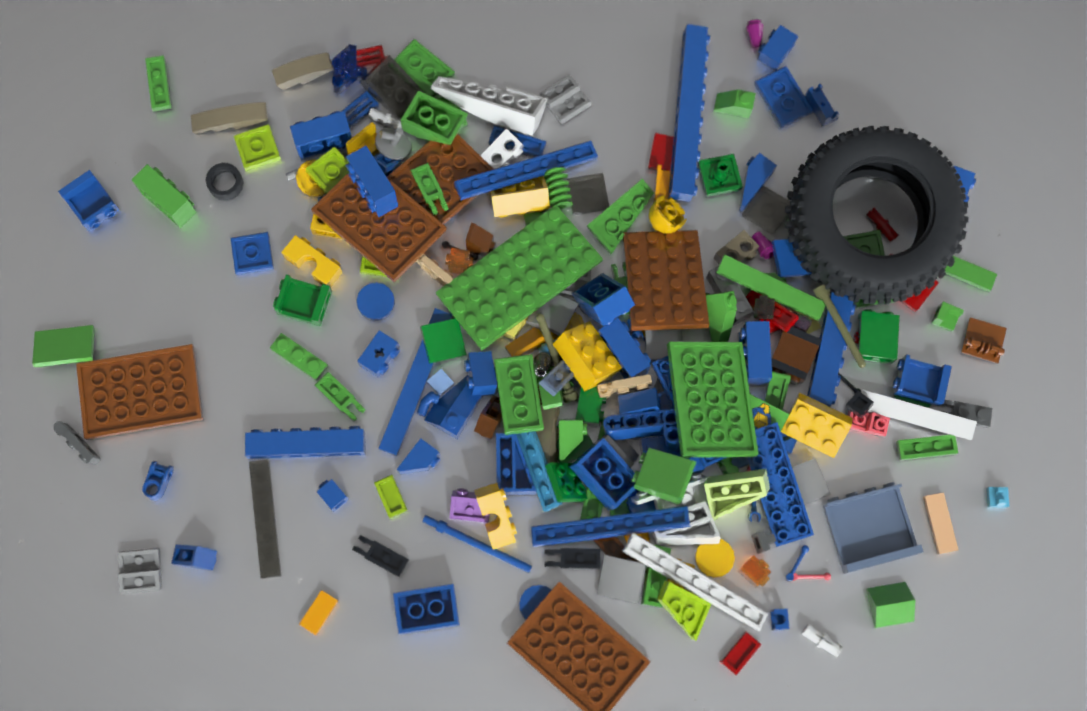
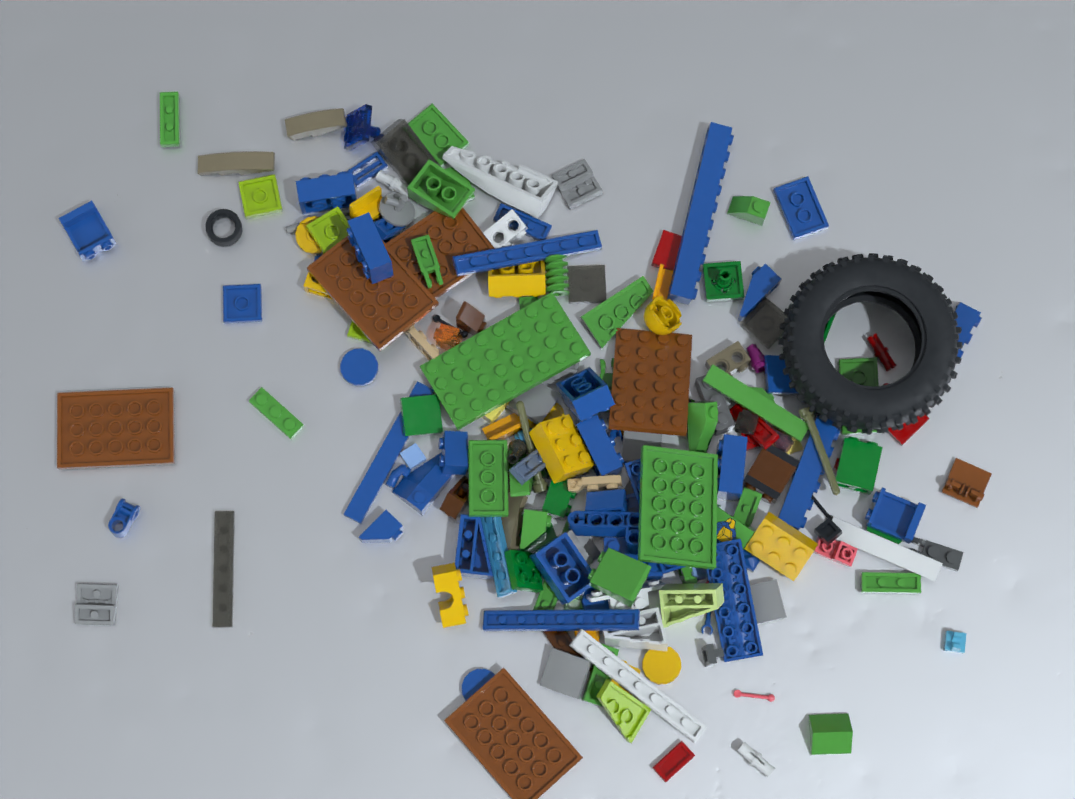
camera: 10 degrees right, 0 degrees up
(63, 346) = (46, 374): bright green tile -> none
(76, 442) = (48, 470): dark grey hinge -> none
(164, 195) = (163, 235): bright green brick -> none
(194, 557) = (150, 597): blue slope -> none
(299, 251) = (290, 307): yellow arch -> none
(302, 300) = (286, 357): green panel -> none
(305, 443) = (272, 500): blue brick -> none
(318, 612) = (265, 667): light orange tile -> none
(332, 494) = (292, 554): blue brick -> none
(338, 395) = (310, 456): bright green hinge -> none
(369, 60) = (384, 117): red tile -> none
(379, 344) = (358, 410): blue brick -> none
(382, 556) = (334, 621): black hinge -> none
(390, 496) = (349, 563): lime tile -> none
(426, 609) = (370, 677): blue brick -> none
(442, 527) = (396, 599): blue bar -> none
(465, 507) = (421, 583): medium lavender bracket -> none
(575, 558) = (523, 647): black hinge -> none
(755, 32) = (781, 137): magenta cone -> none
(755, 571) = (699, 683): clear orange brick -> none
(777, 47) = (801, 156): blue brick -> none
(779, 619) = (716, 733): blue piece -> none
(790, 576) = (733, 693): blue hinge -> none
(821, 105) = (838, 222): blue hinge -> none
(871, 528) = (822, 655): sand blue panel -> none
(940, 523) = (893, 660): light nougat tile -> none
(947, 316) = (932, 454): bright green panel -> none
(971, 274) = (963, 412): bright green tile -> none

